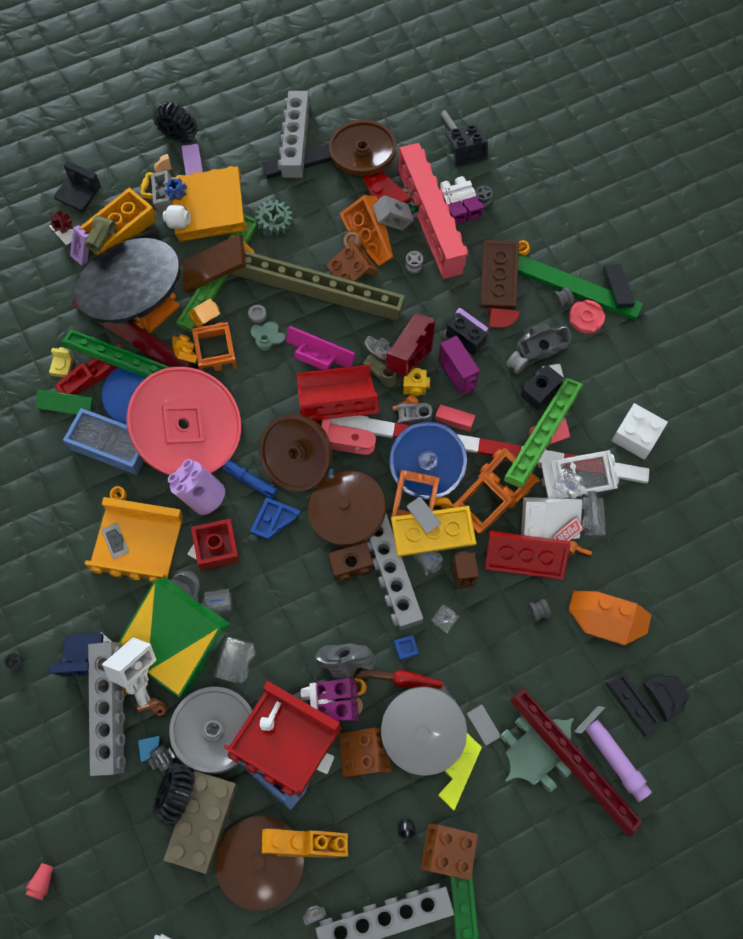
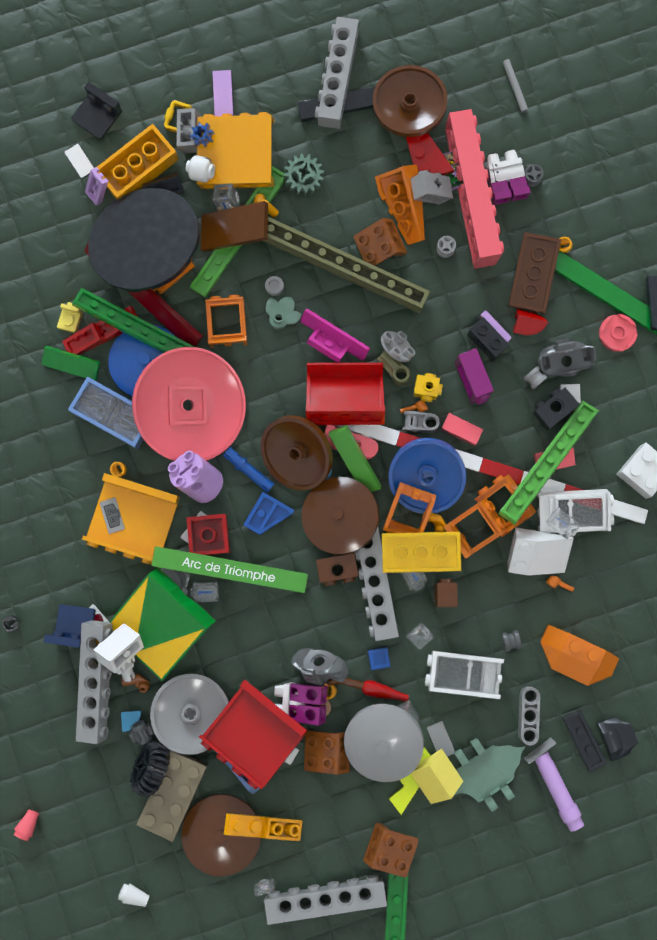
camera: 10 degrees right, 15 degrees up
(61, 222) = (77, 153): dark red gear -> none
(101, 229) = (120, 175): olive piece -> none
(163, 164) = (191, 92): light nougat tile -> none
(175, 122) = (208, 43): black gear -> none
(183, 348) = (194, 320): light orange slope -> none
(202, 240) = (225, 196): none -> clear brick
(204, 312) = (219, 281): light orange brick -> none
(234, 660) = (216, 650): clear bracket -> none
(239, 573) = (229, 569): none -> bright green tile
(268, 723) = (240, 718): white hand -> none
(352, 236) = (384, 210): medium nougat tile -> none
(352, 448) = (354, 458): none -> bright green tile
(406, 829) = (355, 825): black hinge -> none
(412, 345) = (428, 350): dark red wedge -> none
(423, 514) = (414, 535): light grey sticker -> none
(468, 145) = (526, 107): black bracket -> none
(486, 762) = (437, 777): none -> light yellow slope
(496, 650) = (464, 674): none -> clear door
(526, 555) = (509, 586): red tile -> none
(563, 297) = (596, 309): dark grey wheel -> none
(569, 531) = (553, 568): sticker -> none
(574, 674) = (533, 724): none -> light grey beam
(576, 762) = (519, 787): dark red tile -> none
(593, 515) = (583, 552): clear bracket -> none

